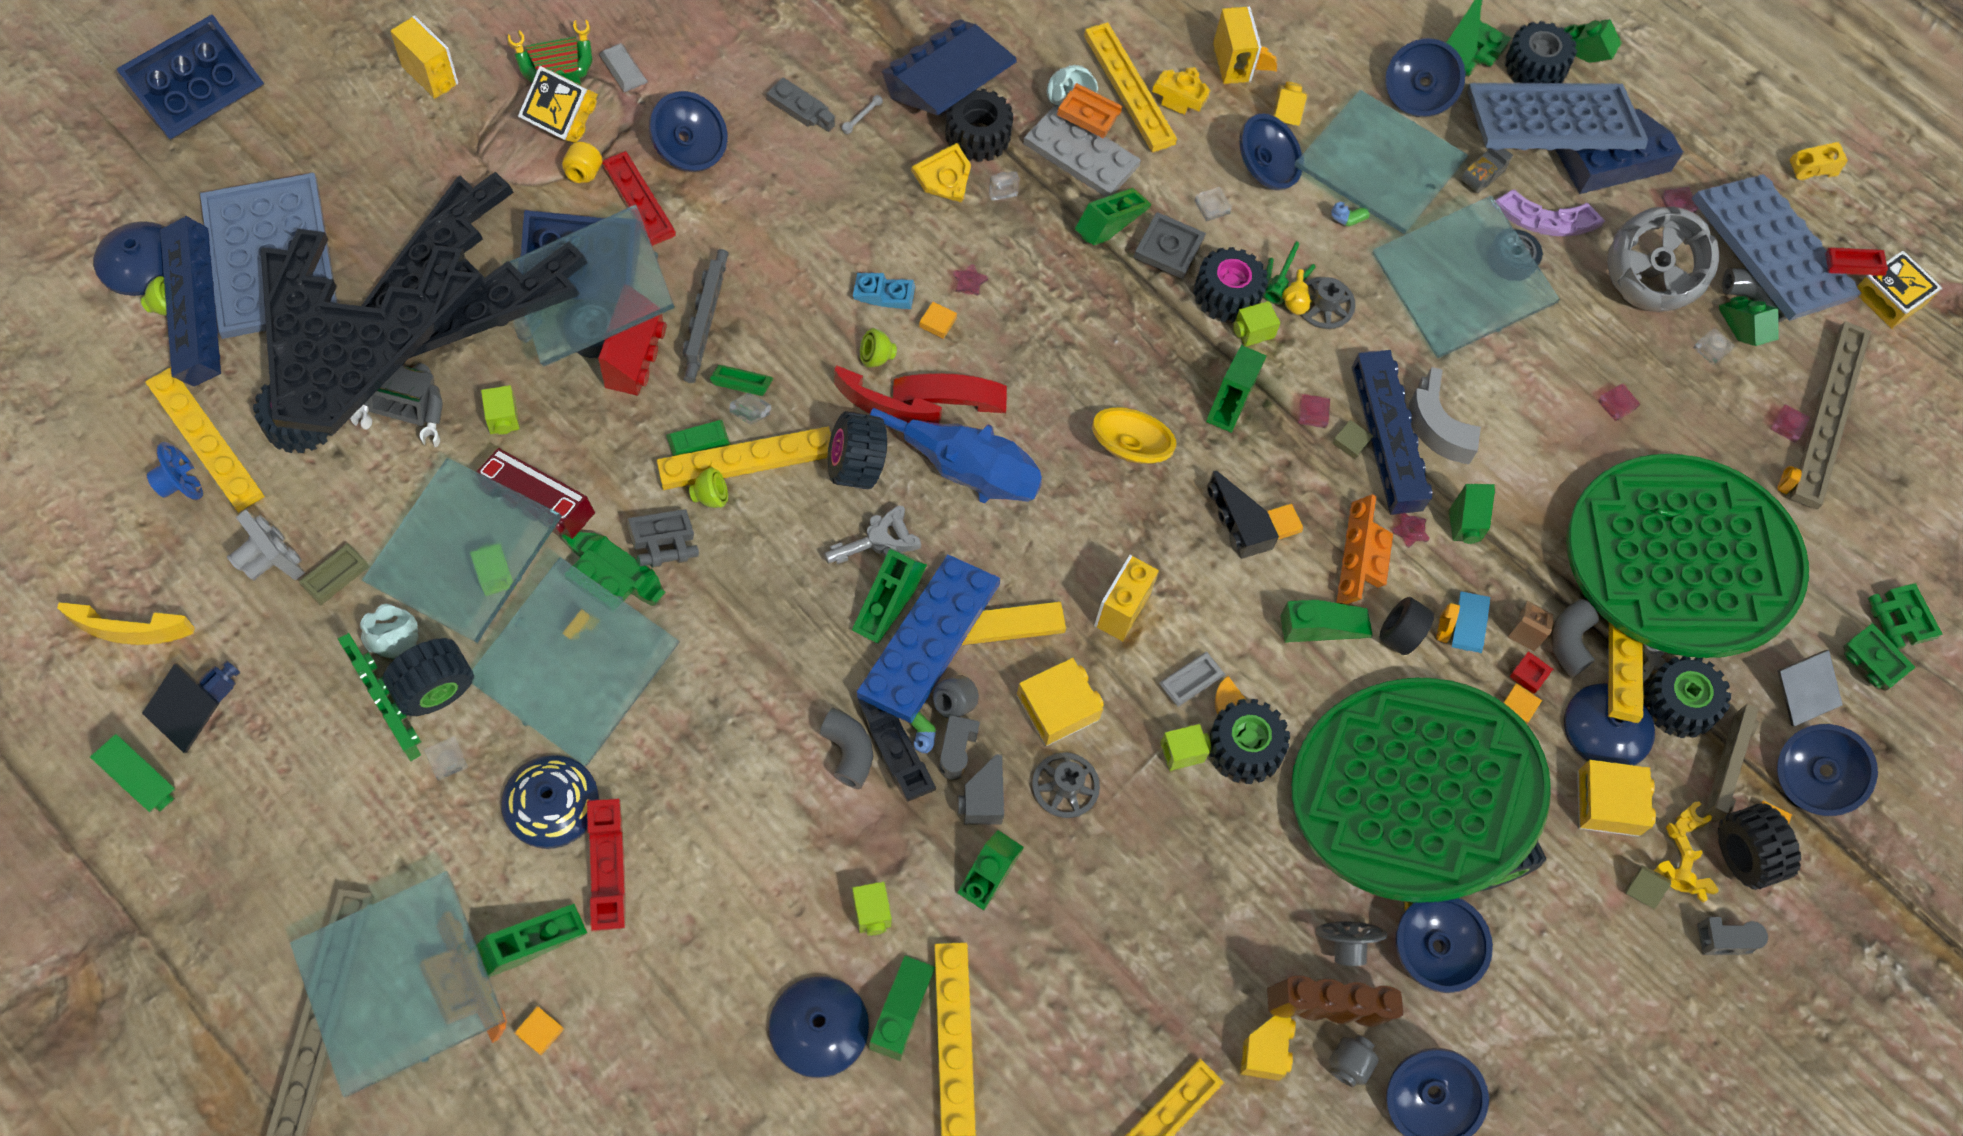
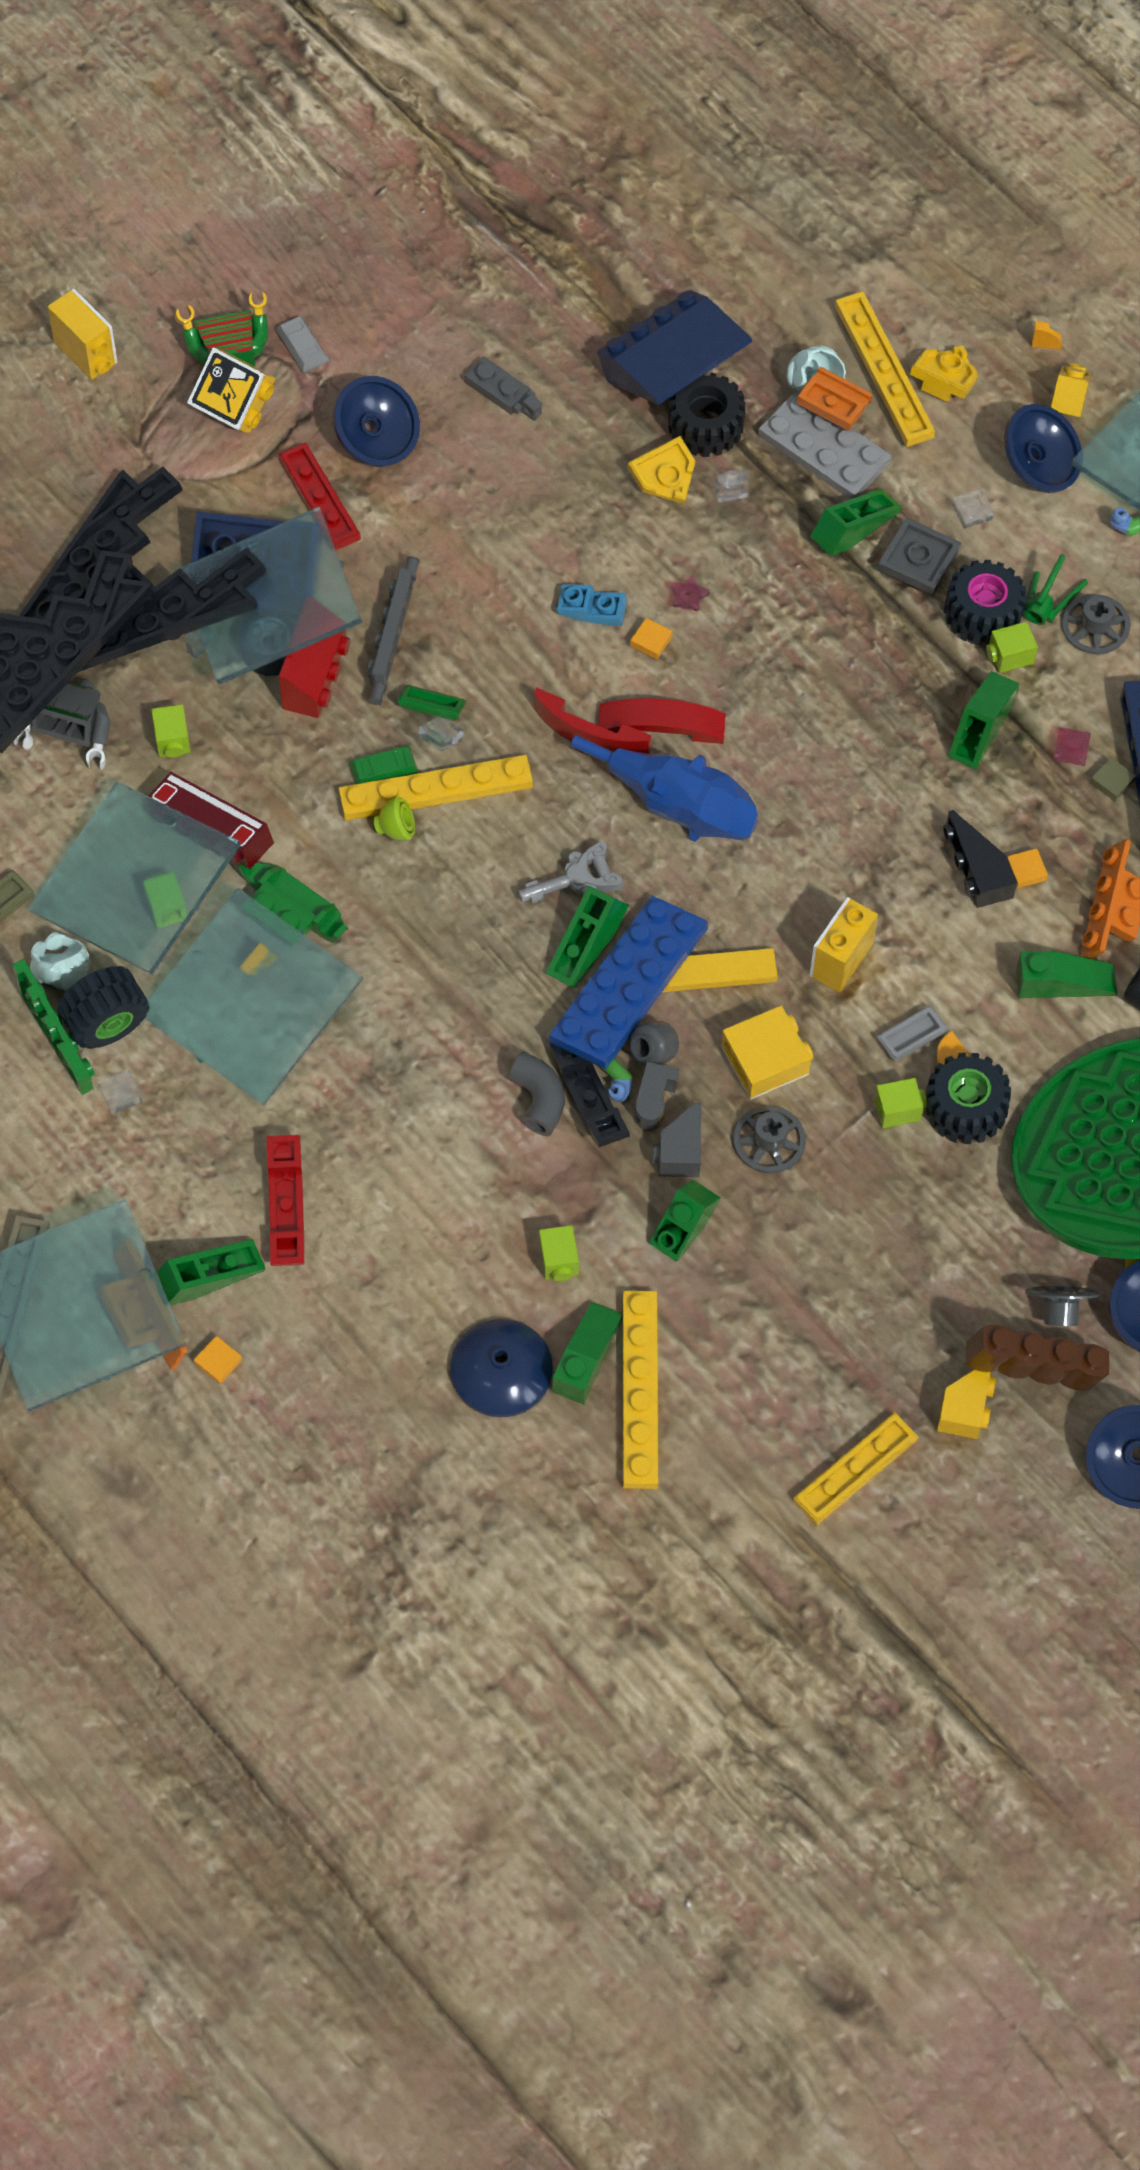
camera: 10 degrees right, 0 degrees up
(552, 820) = (228, 1156): dark blue dish -> none
(582, 162) = (257, 456): yellow head -> none
(662, 529) = (344, 862): dark grey plate -> none
(847, 127) = (556, 415): light grey hinge -> none
(857, 450) = (556, 780): black wheel -> none
(876, 348) = (581, 669): lime brick -> none
(1133, 435) = (863, 770): yellow dish -> none
(1236, 45) = (1012, 320): yellow piece -> none
(1297, 295) = (1062, 616): yellow piece -> none
(1353, 1060) = (1055, 1420): dark grey head -> none

